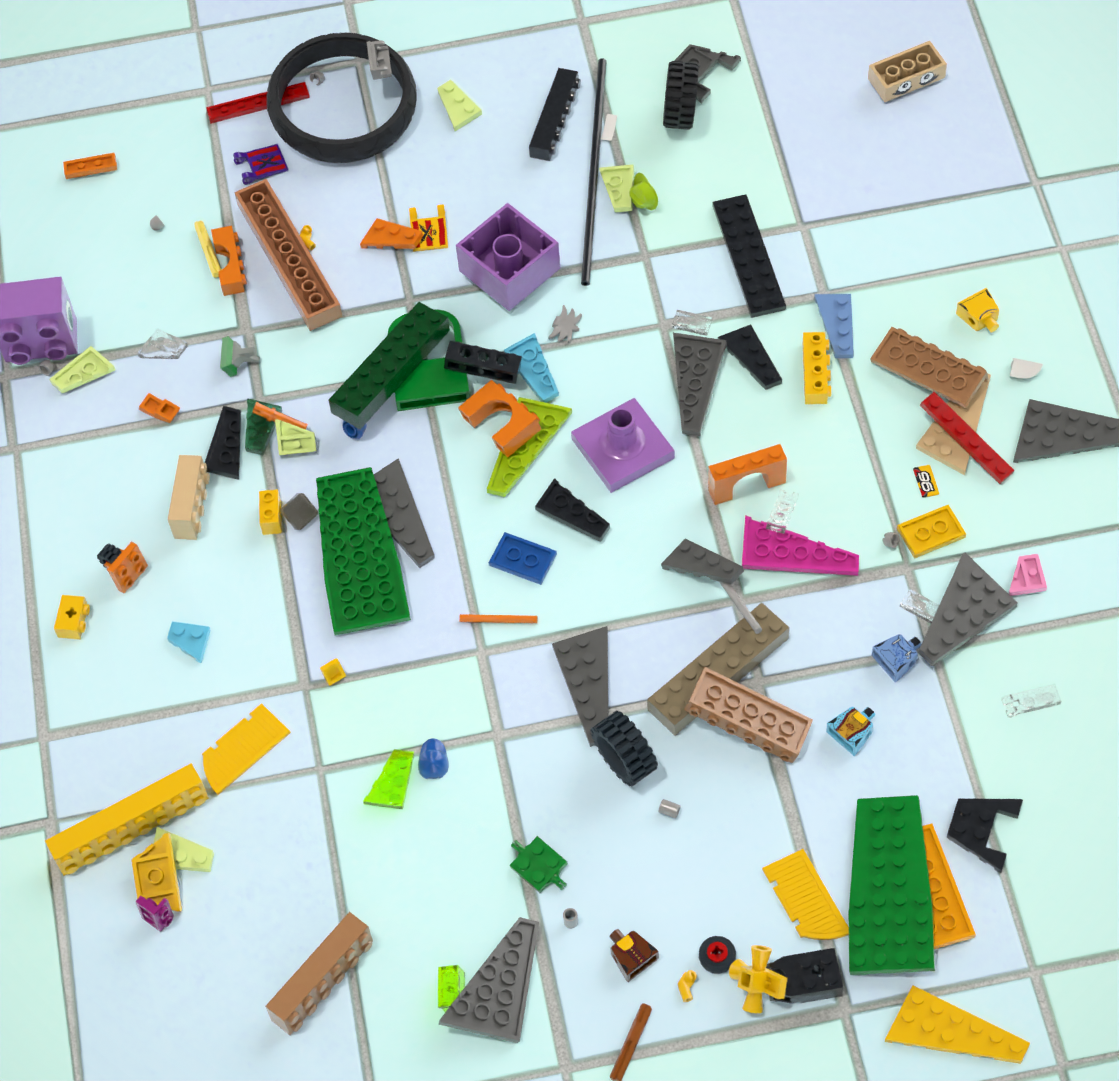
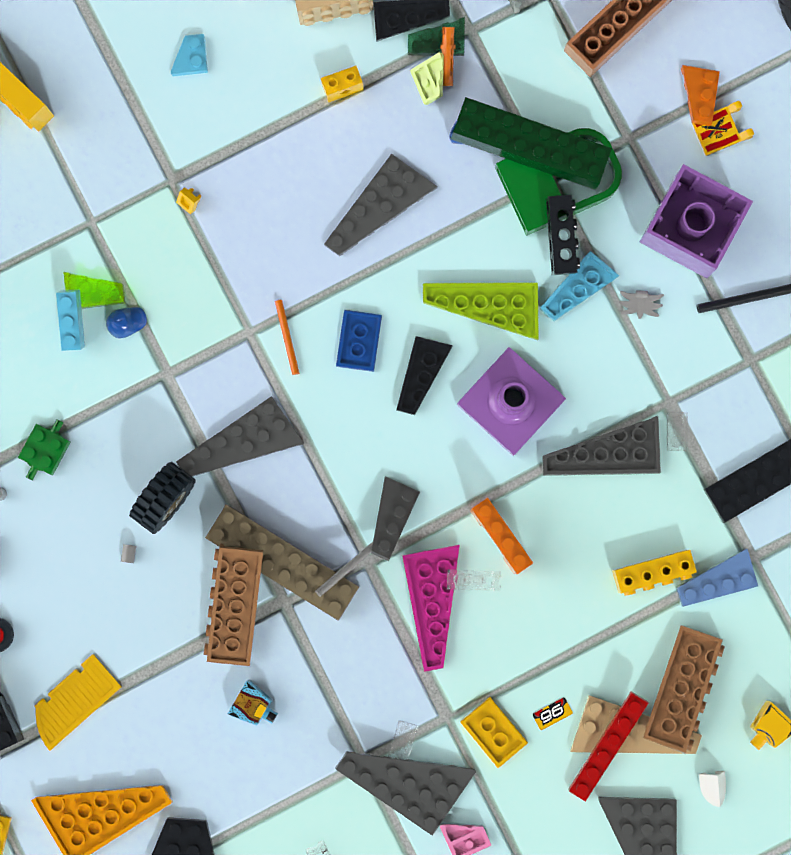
camera: 75 degrees right, 25 degrees up
(242, 747) = (95, 144): yellow piece -> none
(299, 511) = (349, 111): clear smoke piece -> none
(305, 235) = (676, 7): yellow arm -> none
(358, 554) = (318, 183): green wing -> none
(415, 800) = (70, 320): none -> medium azure brick
(493, 398) = (500, 296): orange arch -> none
(752, 355) = (660, 497): black wing -> none
(890, 889) = (95, 778): green wing -> none
(891, 539) = (471, 695): light grey hinge -> none
(896, 655) = (342, 730): medium blue torso -> none

